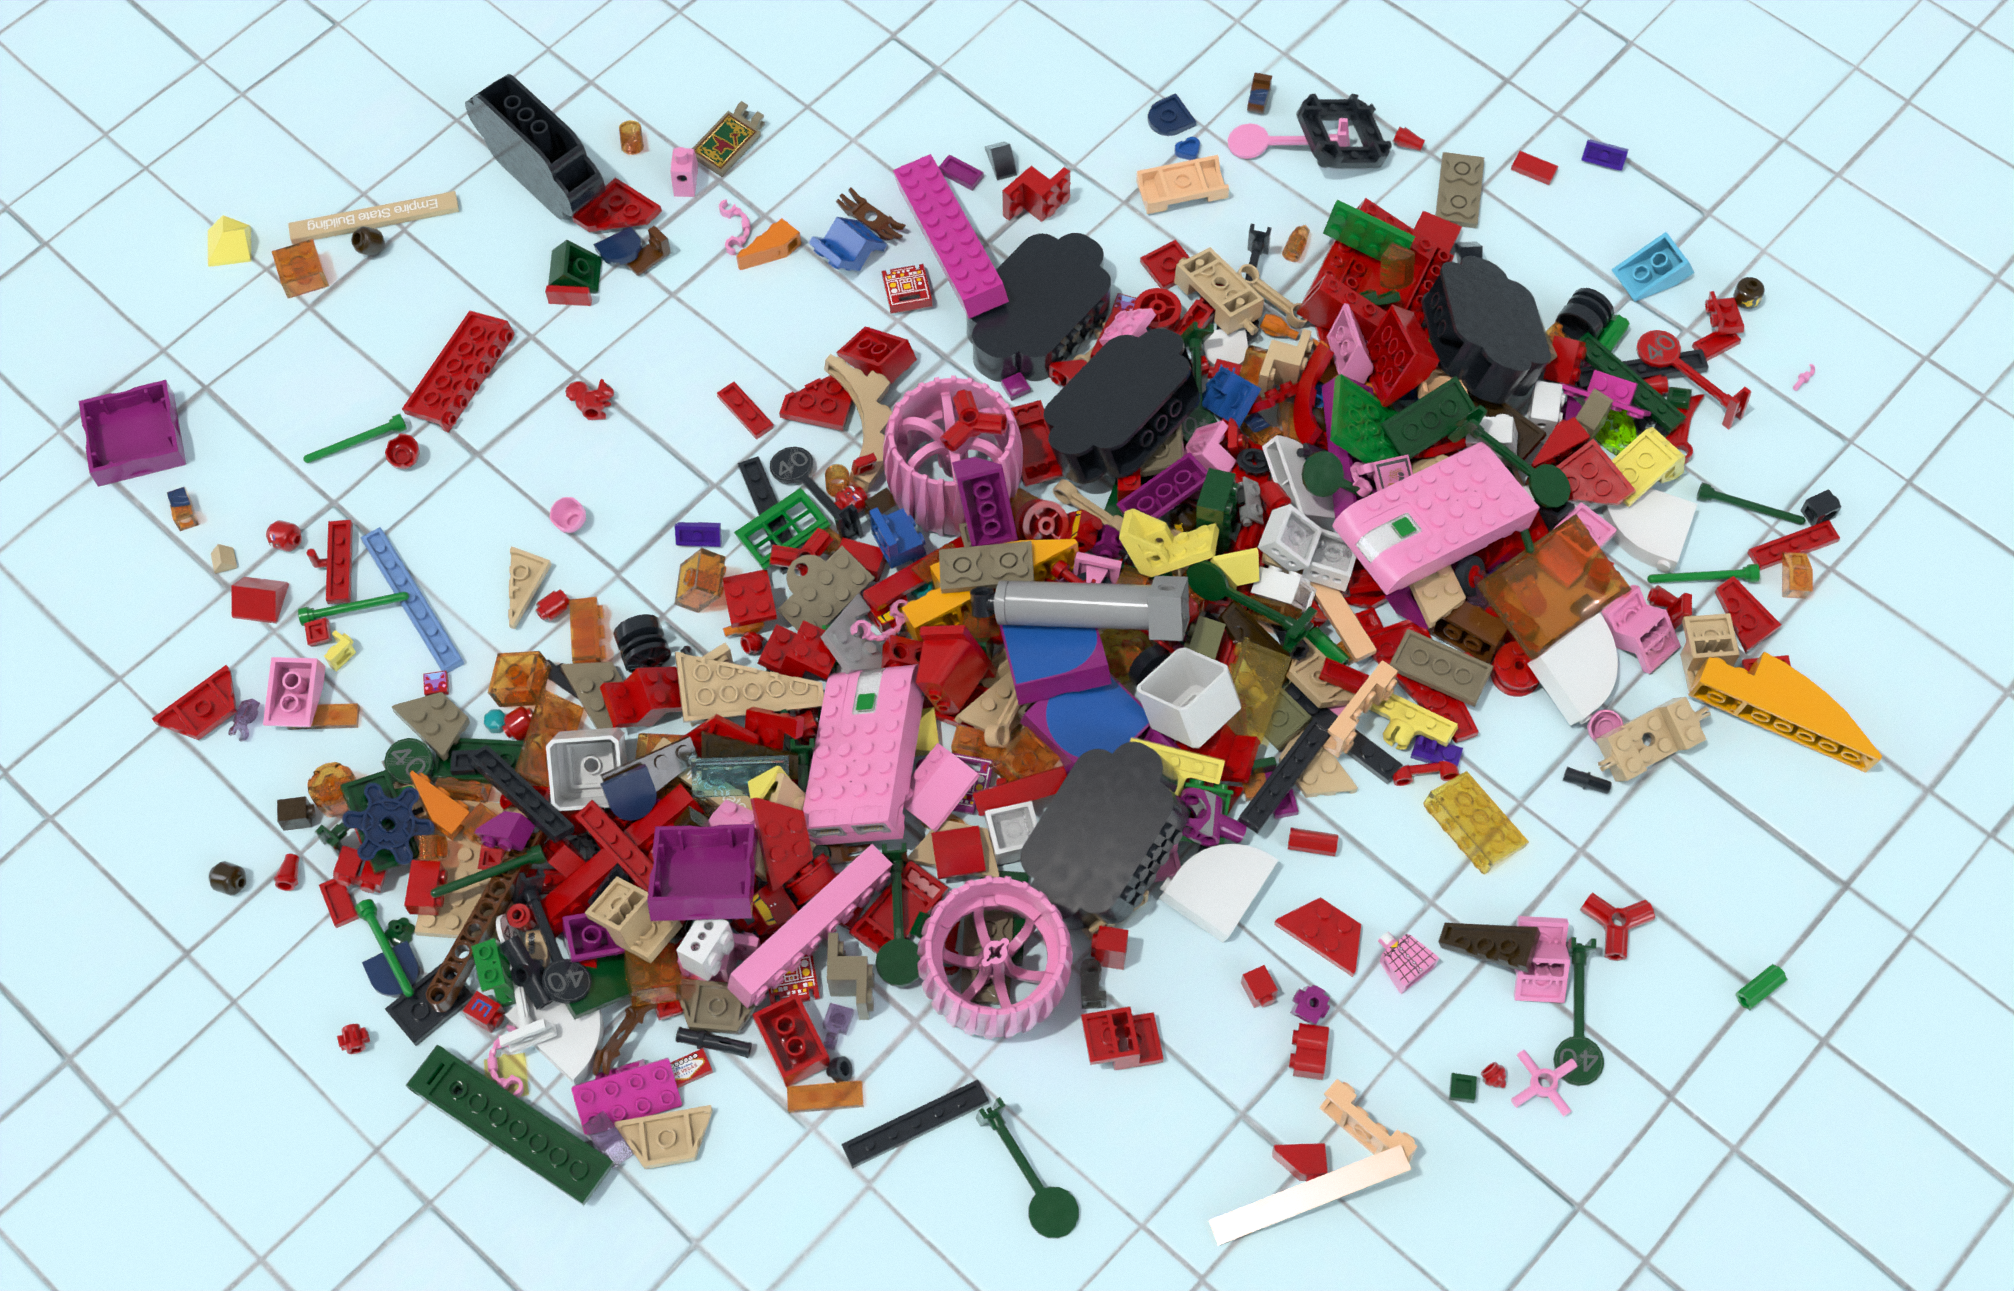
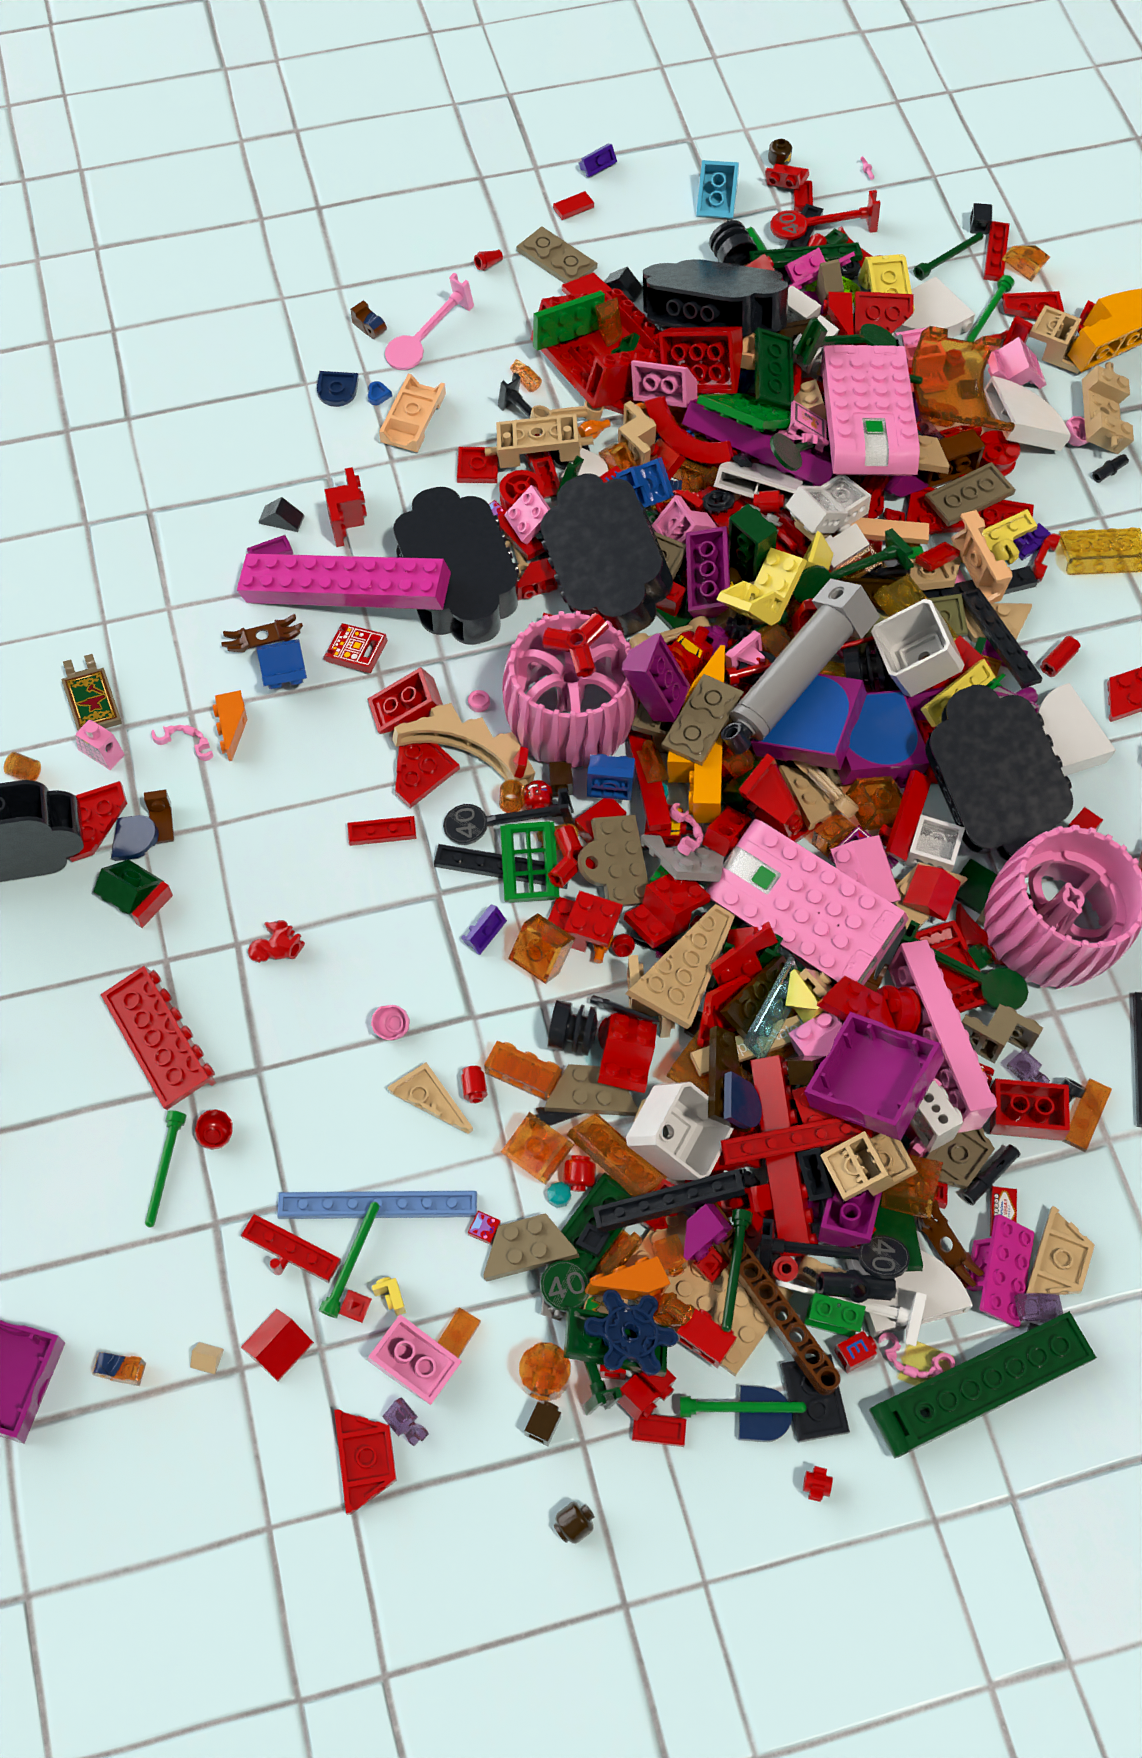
camera: 60 degrees left, 0 degrees up
(283, 535) = (225, 1285): red head -> none
(287, 875) = (603, 1462): red cone -> none
(402, 934) = (718, 1393): dark green plant -> none
(1015, 386) = (511, 625): magenta tile -> none
(1328, 152) = (473, 302): black plate -> none

